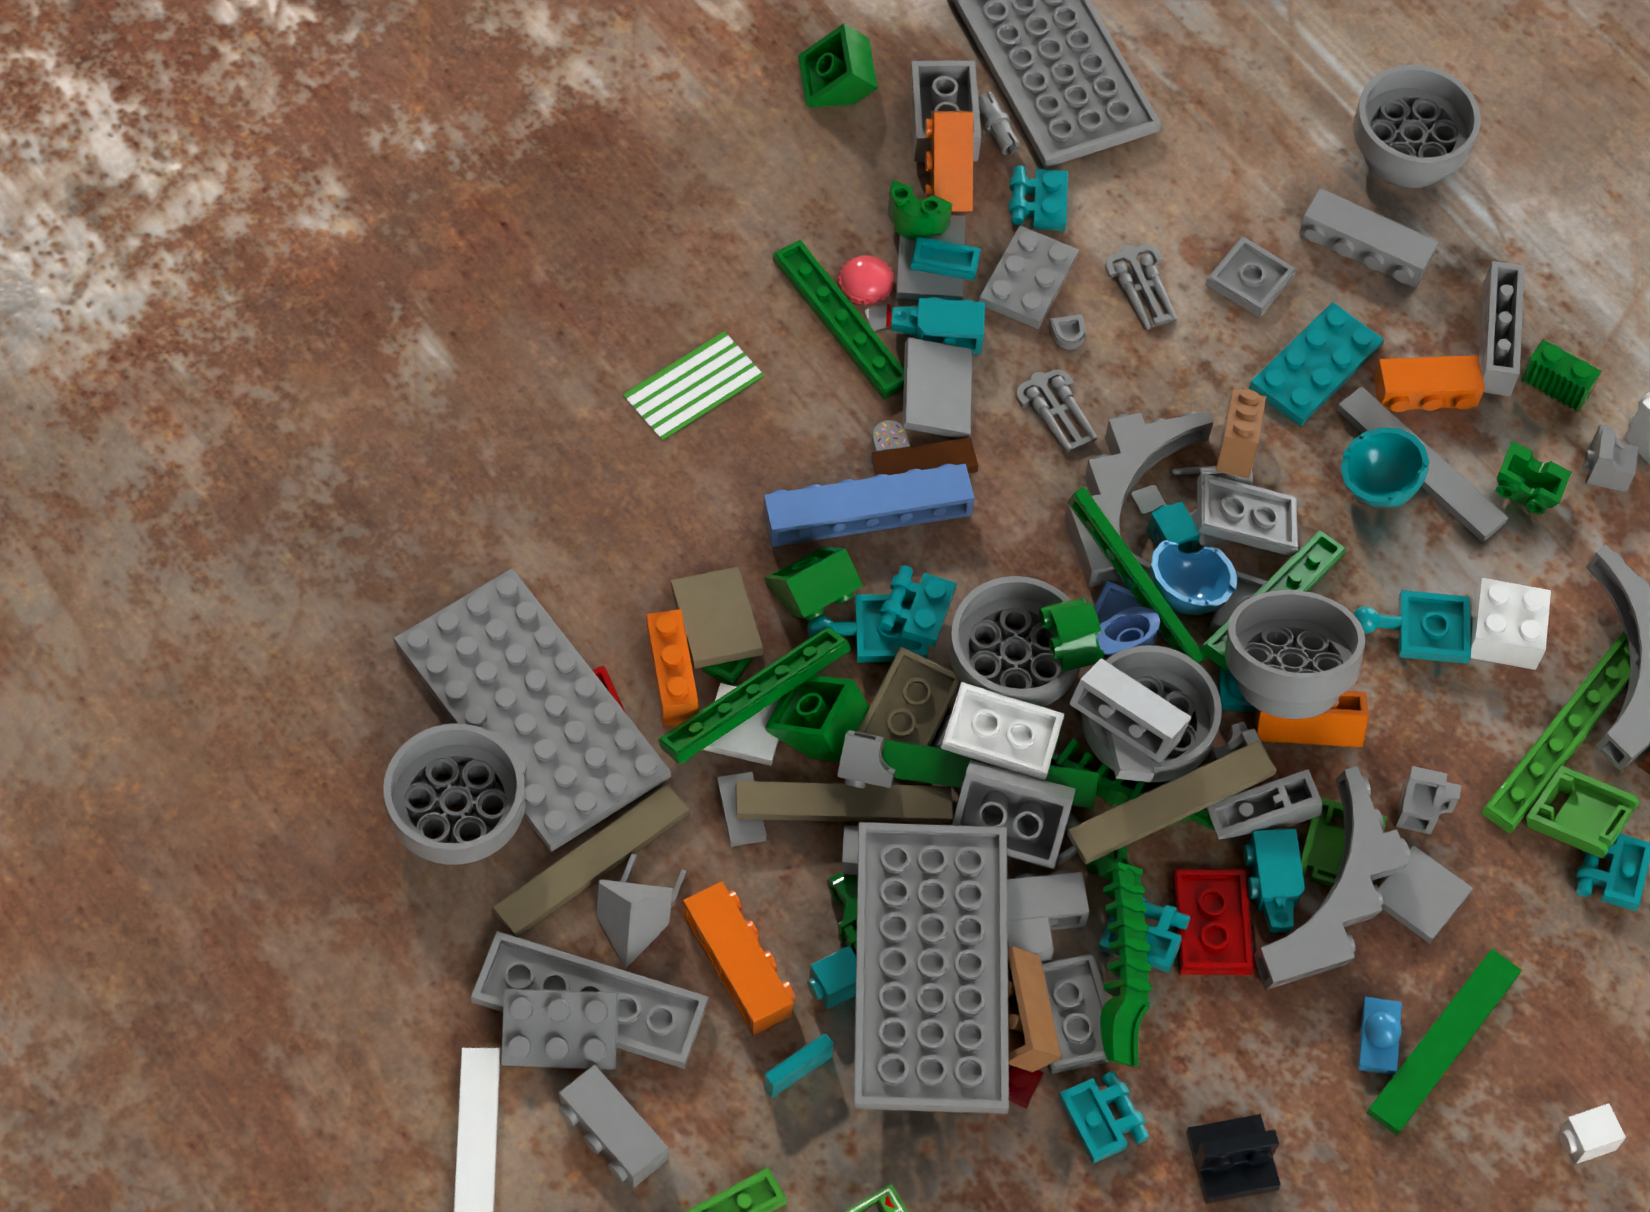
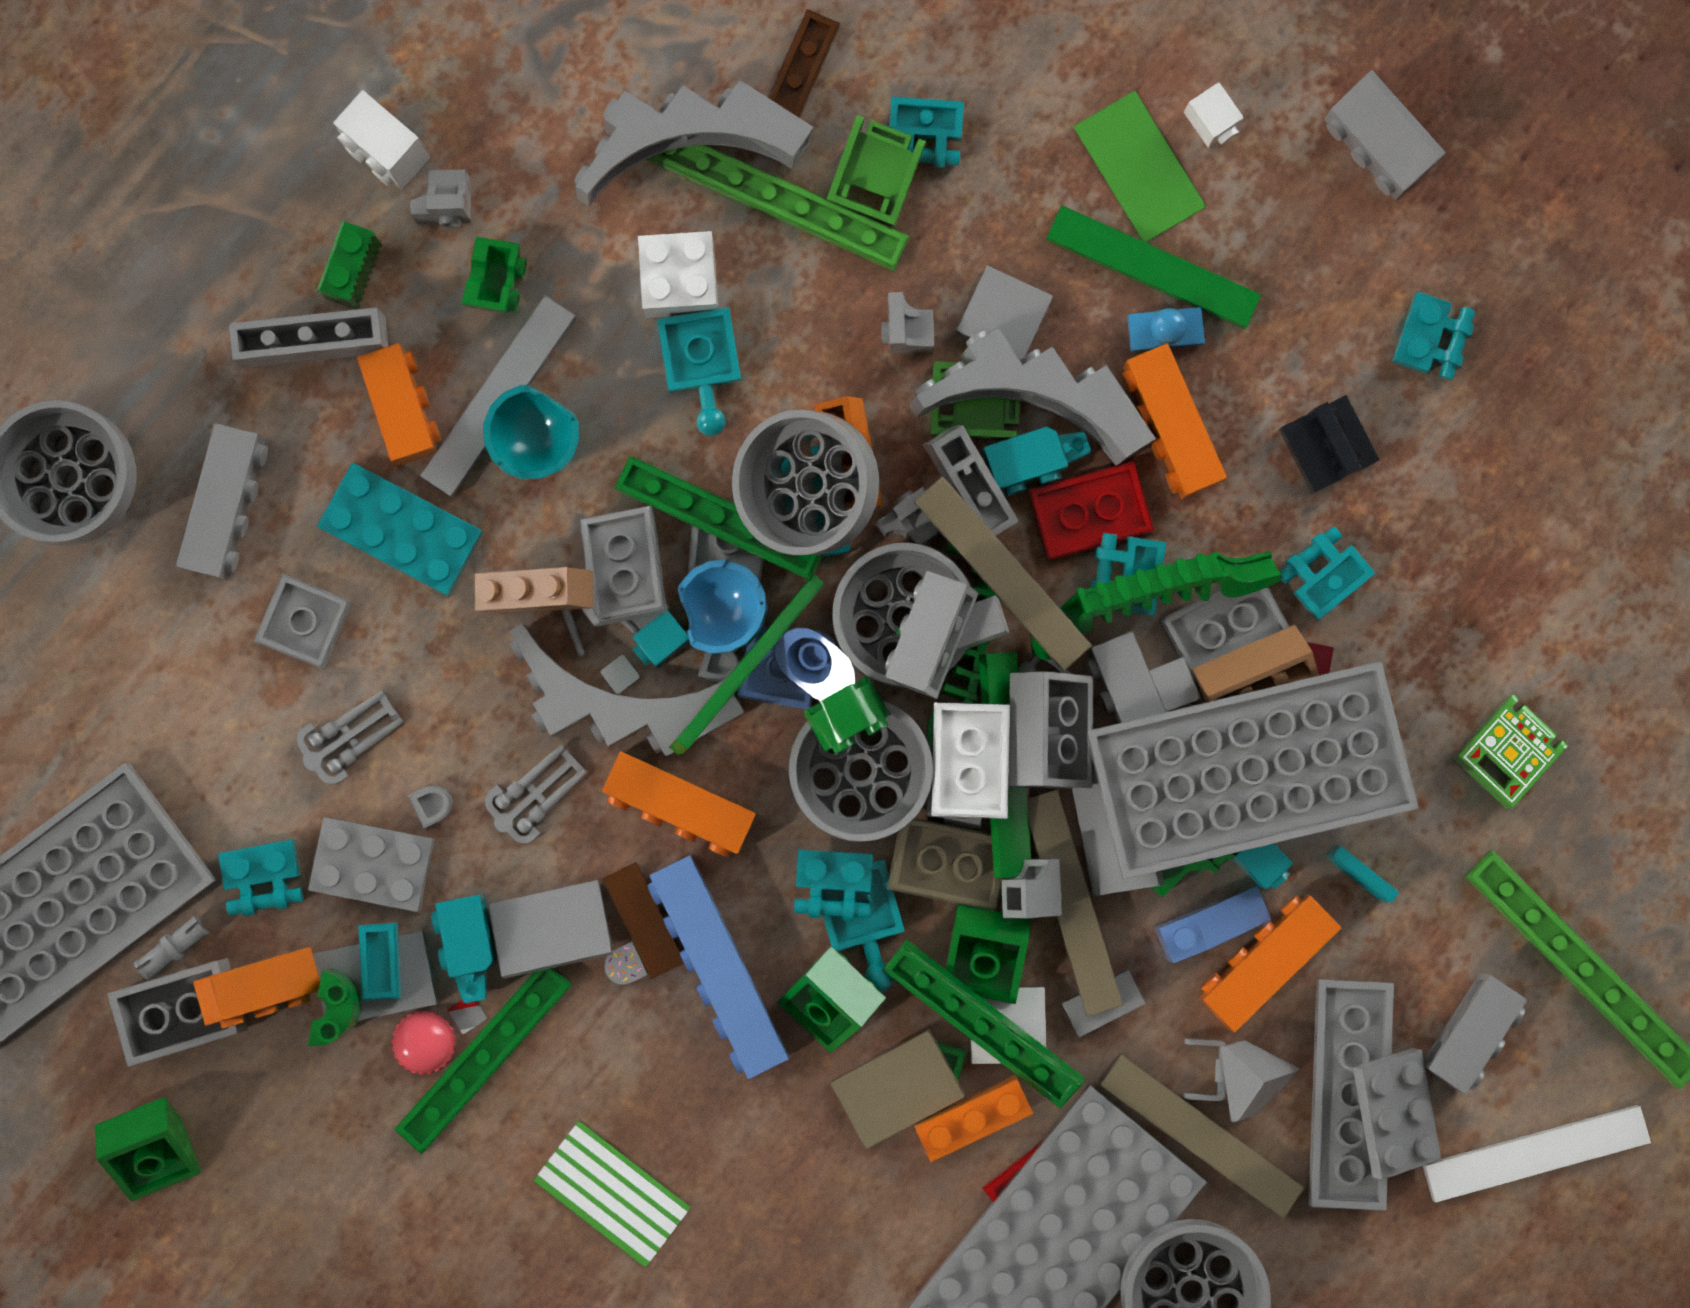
camera: 105 degrees left, 25 degrees up
(788, 917) = (1212, 924): none -> medium blue slope
(1021, 509) = (679, 803): none -> orange brick
(1285, 1012) = (1174, 422): none -> orange brick
(1549, 1059) = (1139, 166): none -> bright green sticker

